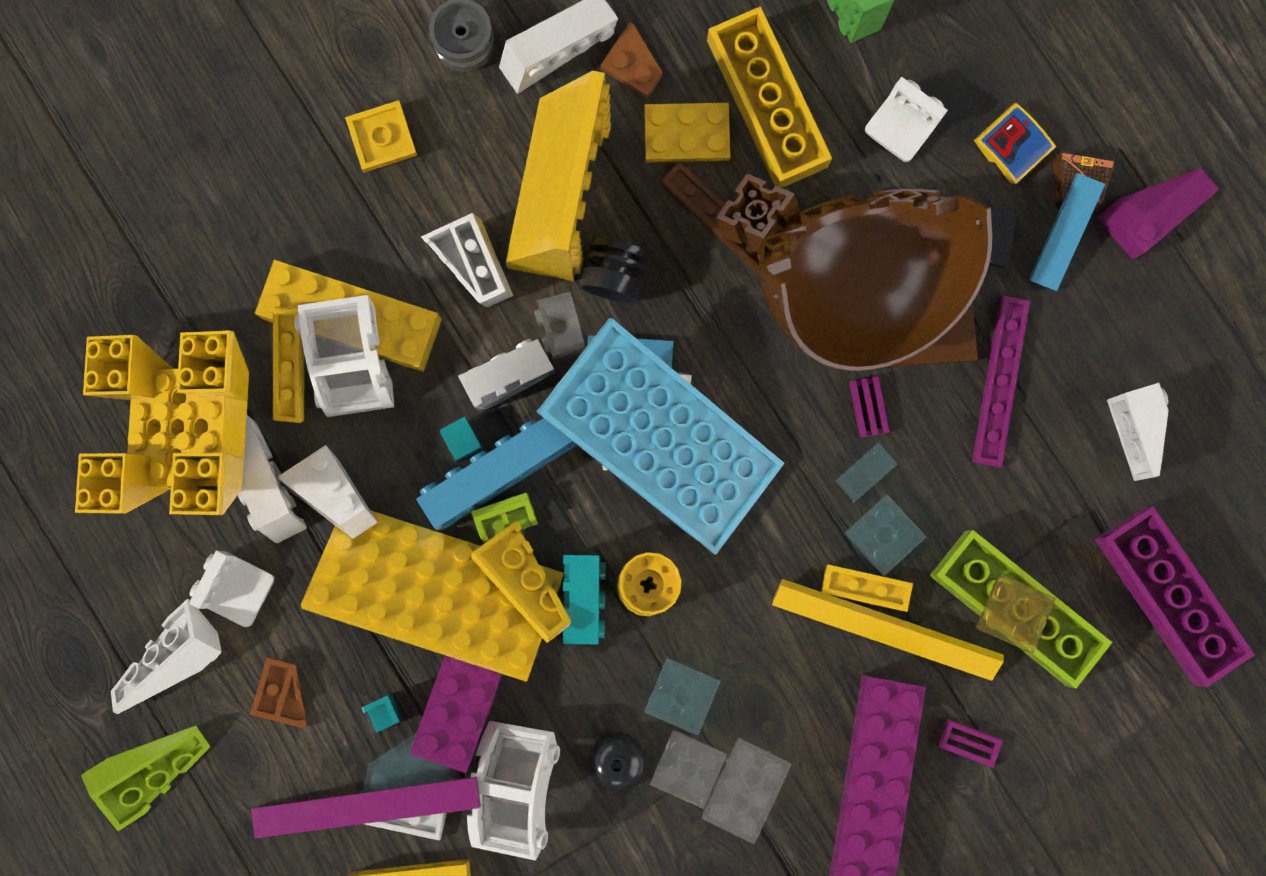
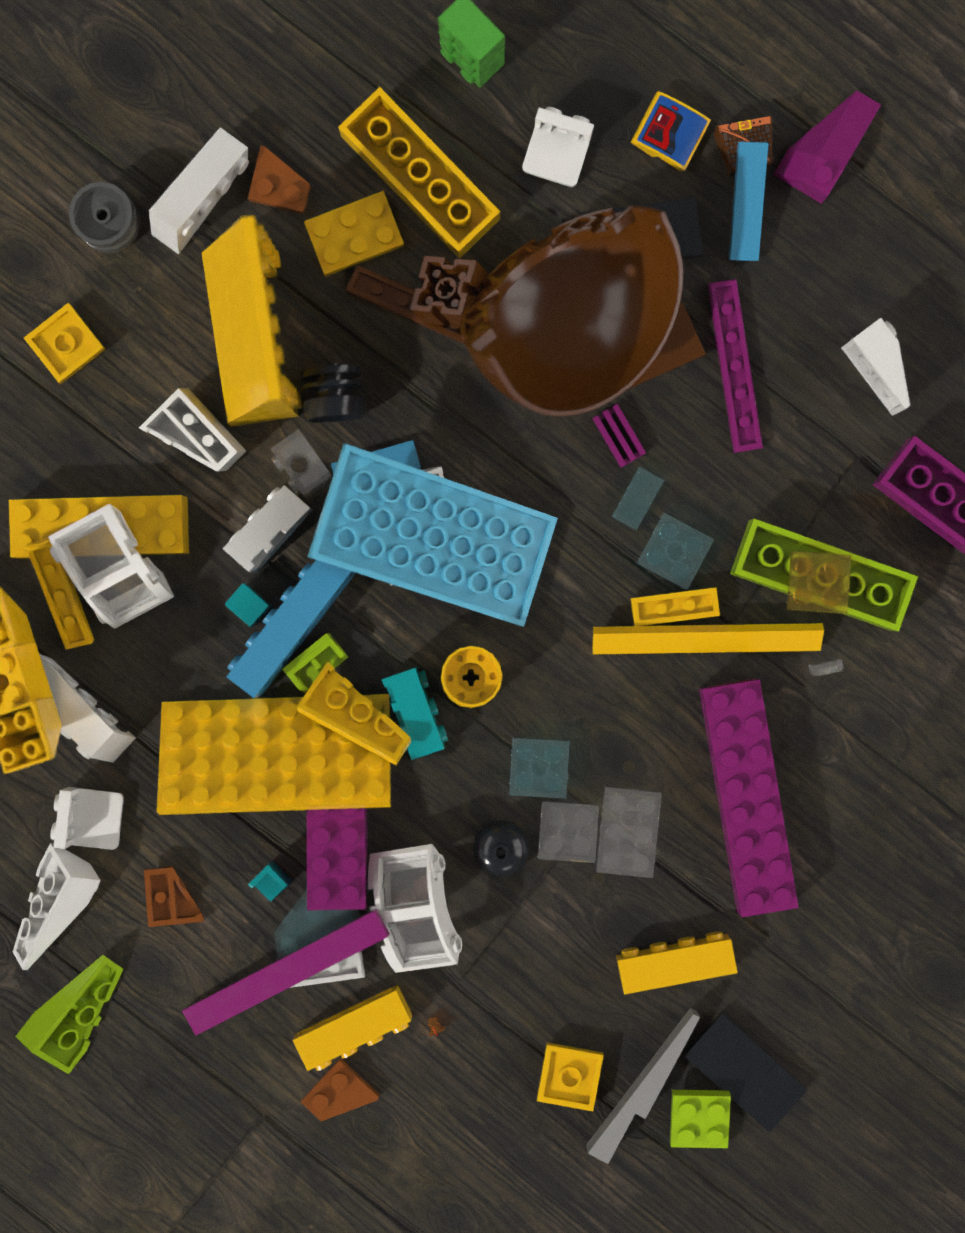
camera: 20 degrees left, 5 degrees up
(329, 490) = (144, 697): white wedge -> none
(946, 733) = (794, 714): magenta tile -> none
(991, 698) = (826, 667): none -> clear tile

